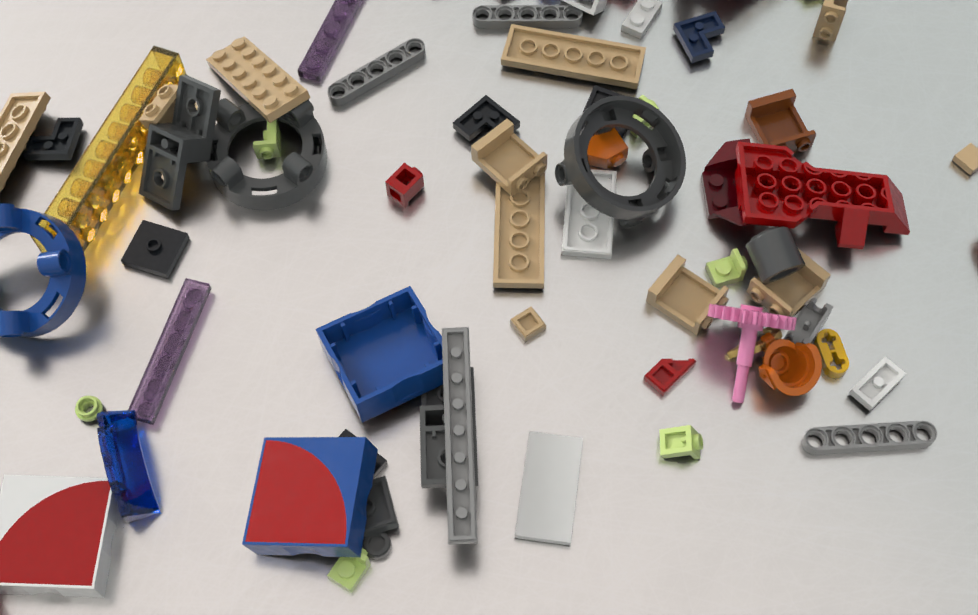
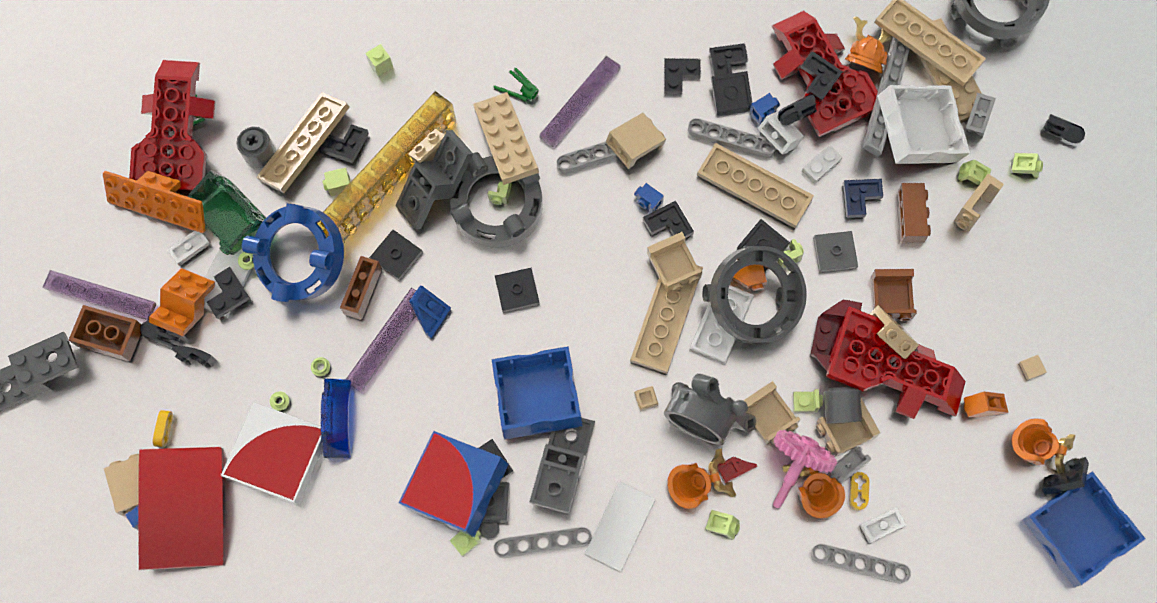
camera: 20 degrees right, 10 degrees up
(49, 469) = (281, 406): none -> yellowish green plate
(51, 182) = (336, 181): none -> yellowish green brick
(75, 41) = (379, 60): none -> yellowish green brick
(118, 295) = (361, 287): none -> dark orange brick
(216, 297) = (429, 310): none -> blue wing
(268, 27) = (528, 90): none -> green plant
(323, 246) = (517, 290): none -> black plate
(404, 184) = (591, 252): red brick -> none
(414, 43) = (635, 139): none -> tan panel
(445, 550) = (533, 538): none -> light grey beam
(452, 100) = (649, 197): none -> blue brick
(459, 437) = (565, 474): light grey tile -> none
(613, 307) = (705, 412): none -> dark grey piece
(623, 403) = (691, 484): none -> orange helmet
(693, 100) = (835, 251): none -> dark grey plate
(766, 36) = (913, 213): none -> dark orange brick
(805, 153) = (895, 334): none -> tan panel
(936, 211) = (985, 404): none -> orange slope

